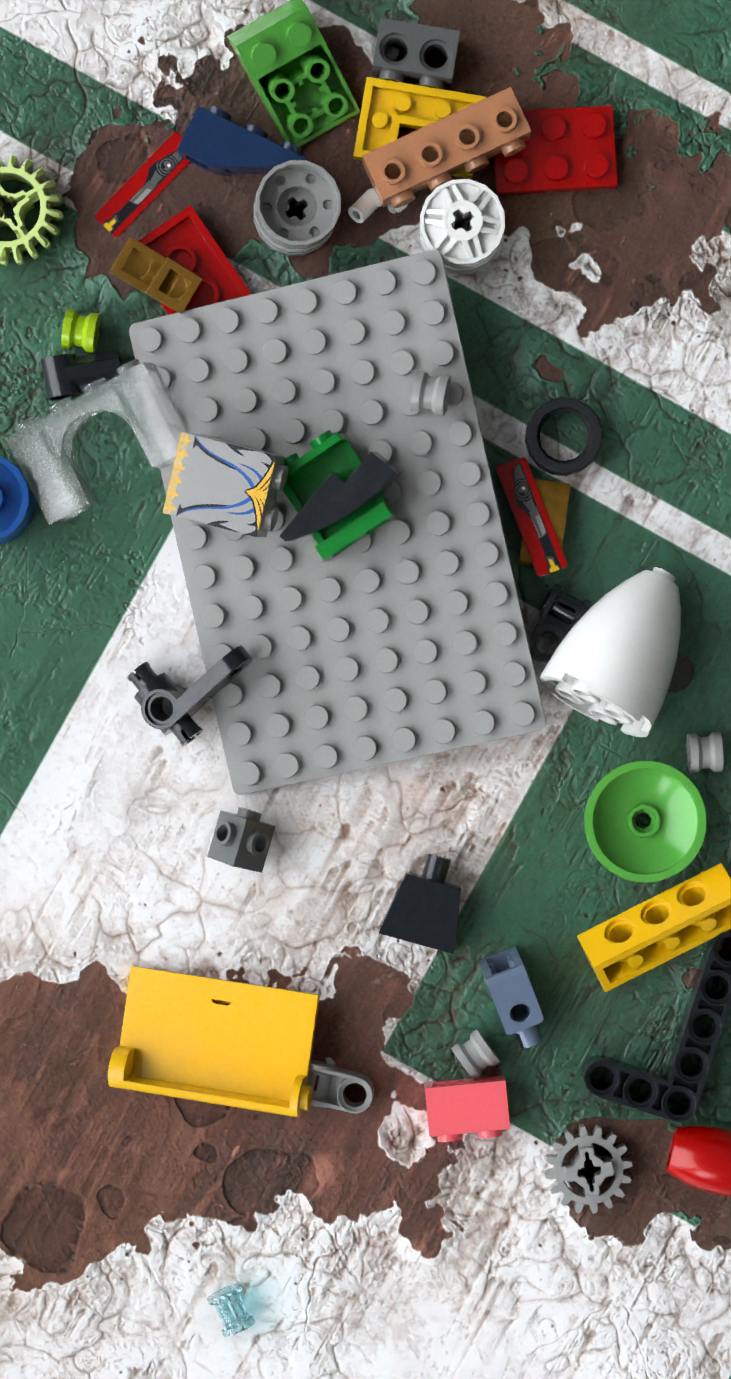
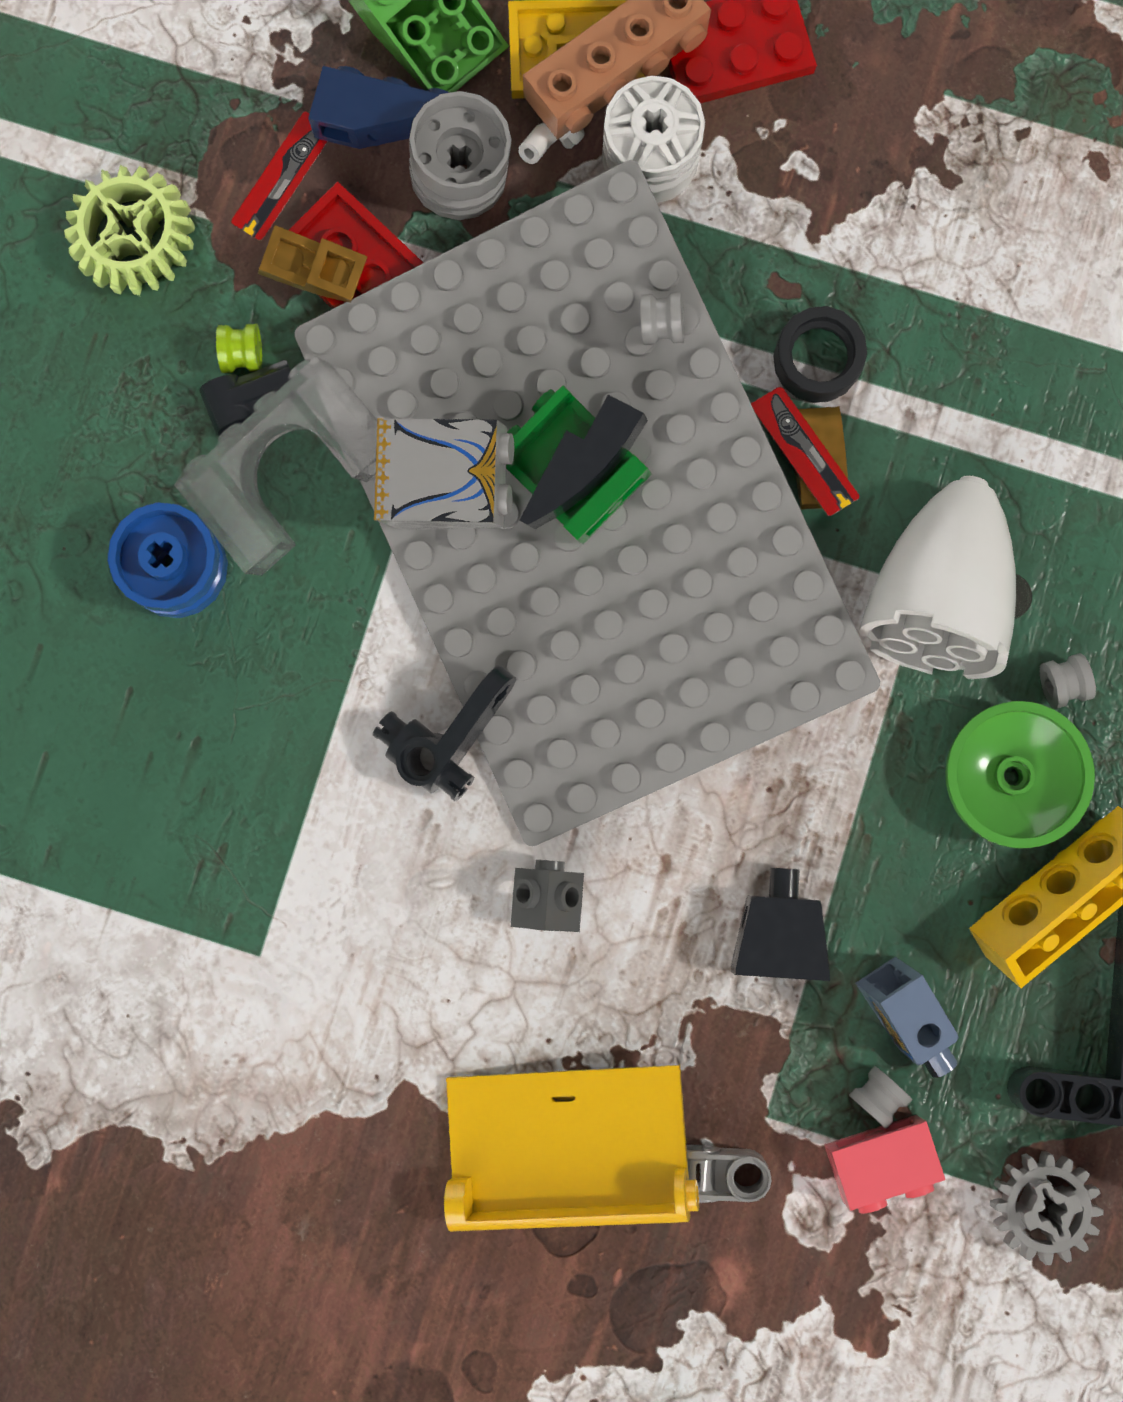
camera: 10 degrees left, 5 degrees down
(556, 619) = (860, 562): black piece -> none

